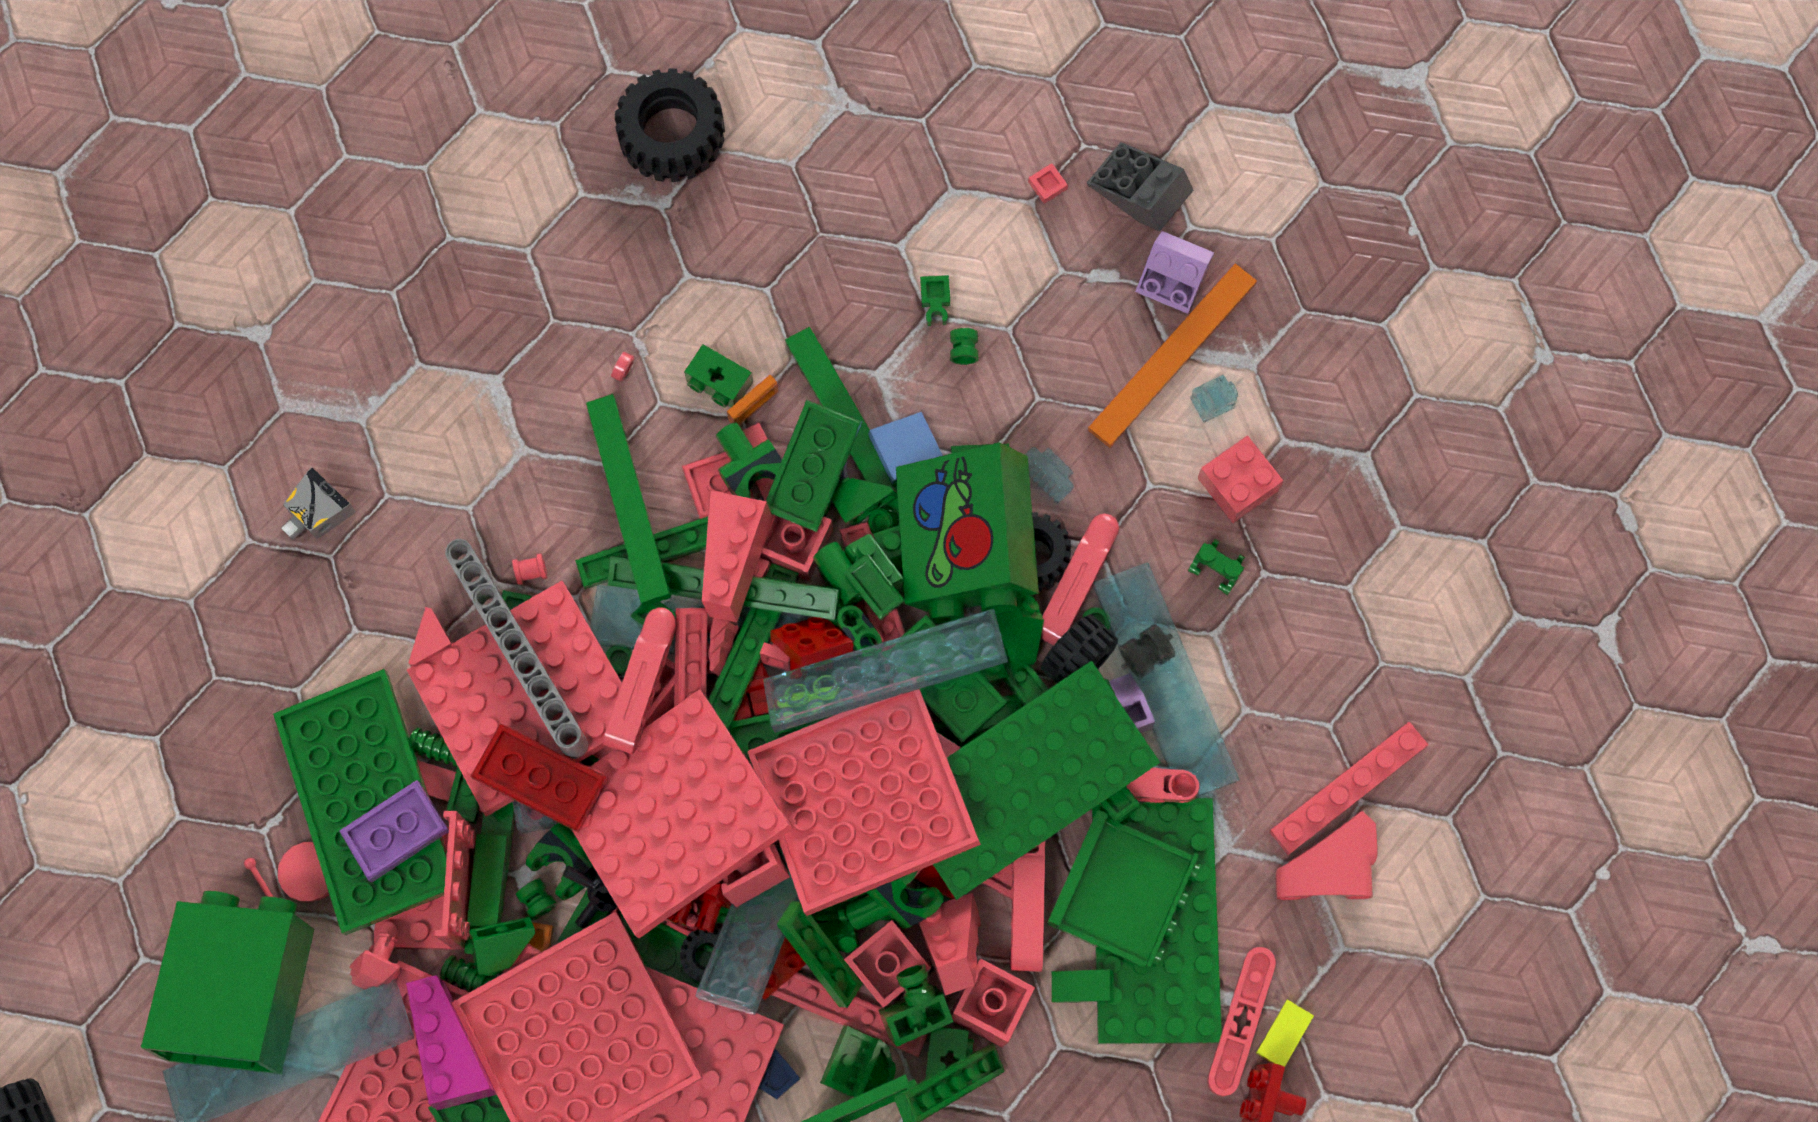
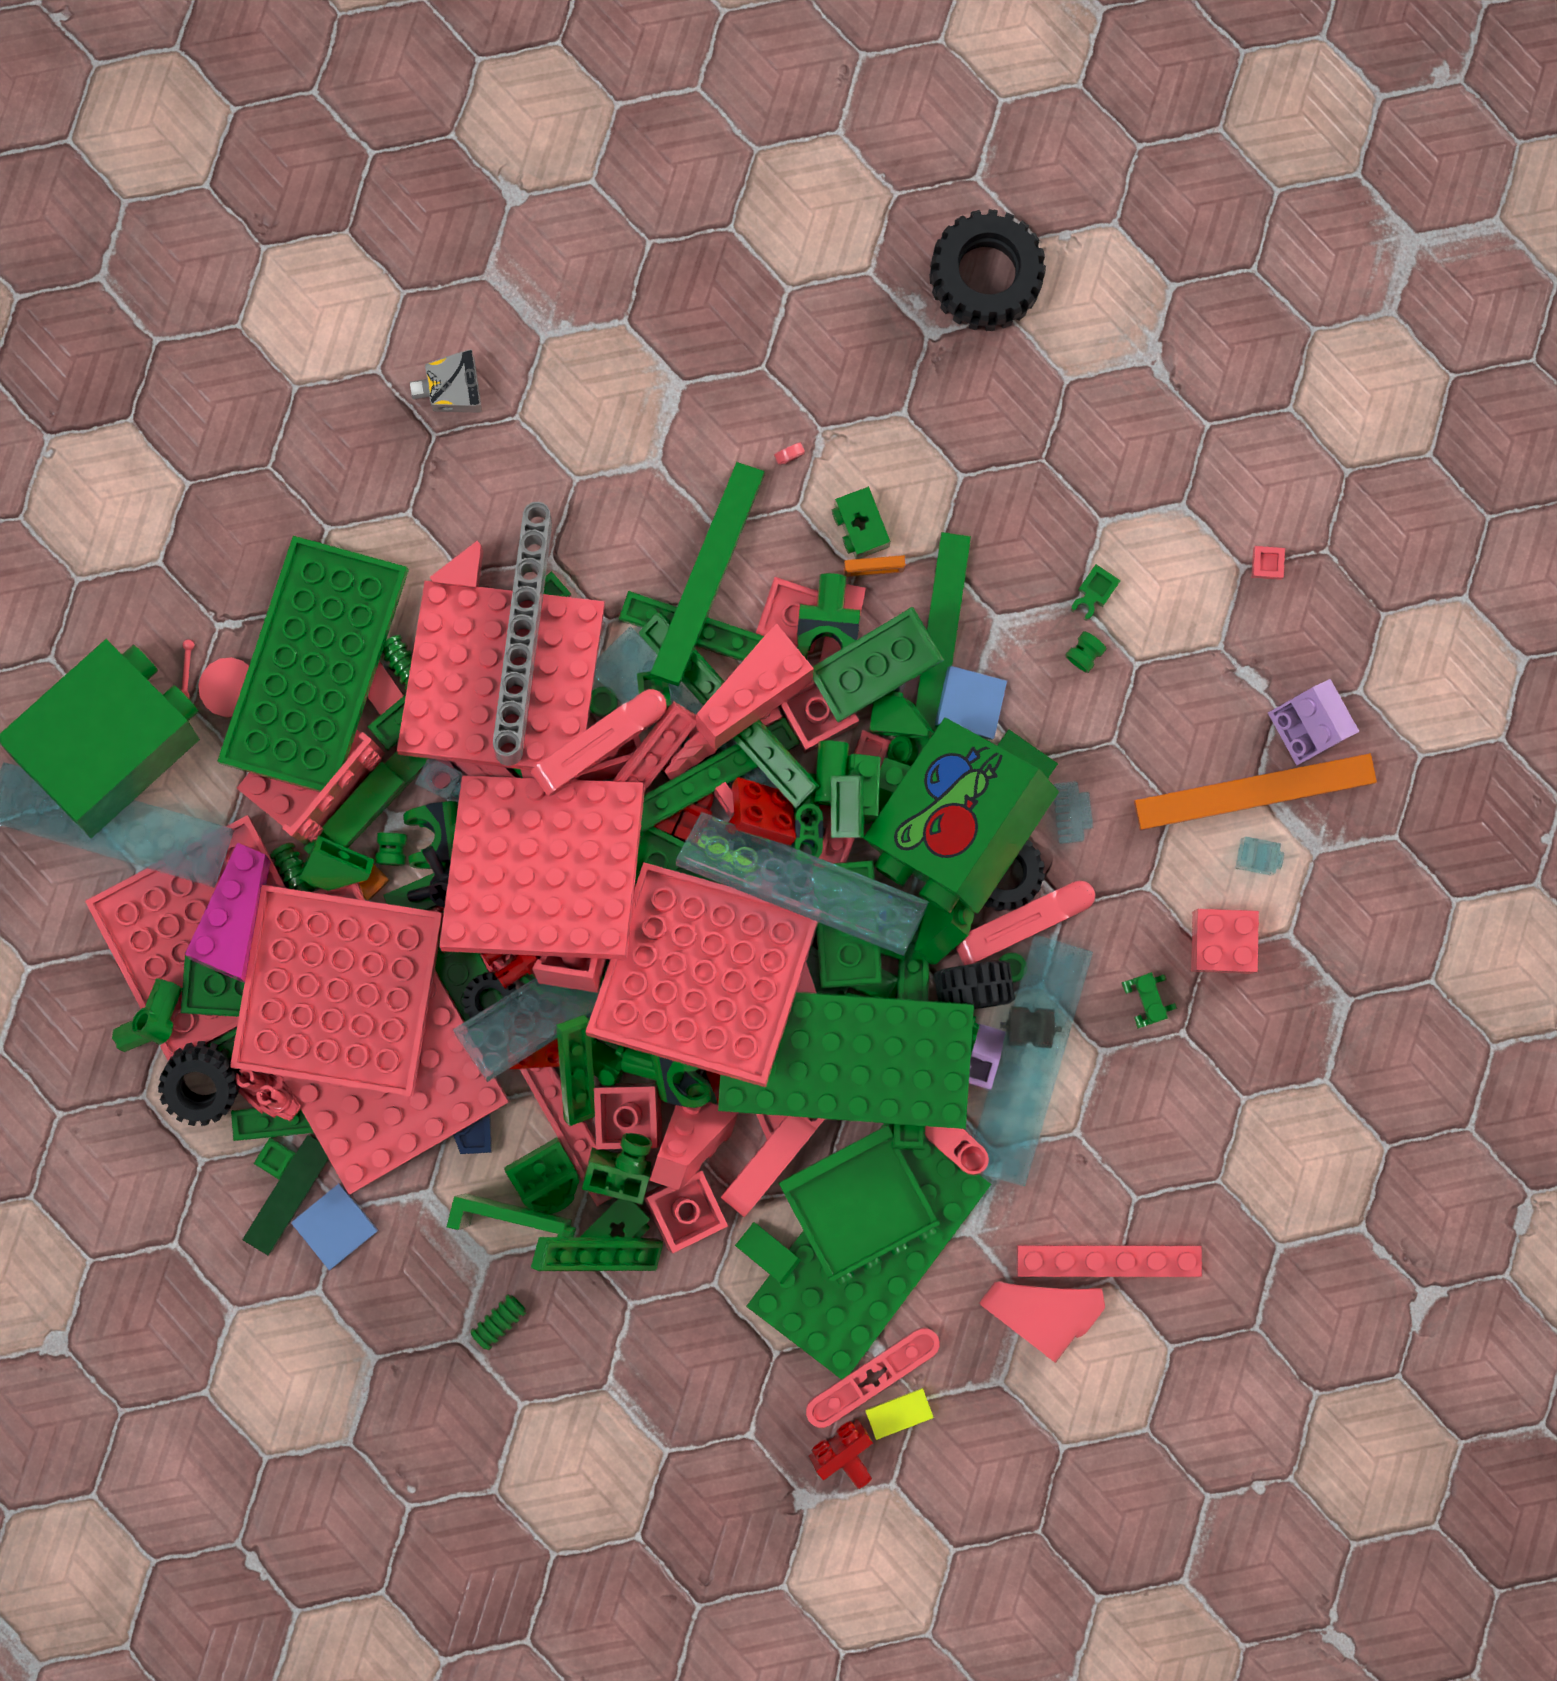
camera: 30 degrees right, 10 degrees up
(373, 965) = (222, 807): coral connector -> none
(394, 831) = (317, 710): medium lavender tile -> none
(529, 569) = (585, 570): coral bush -> none
(539, 777) = (460, 757): red tile -> none
(1142, 185) = (1346, 624): dark grey slope -> none

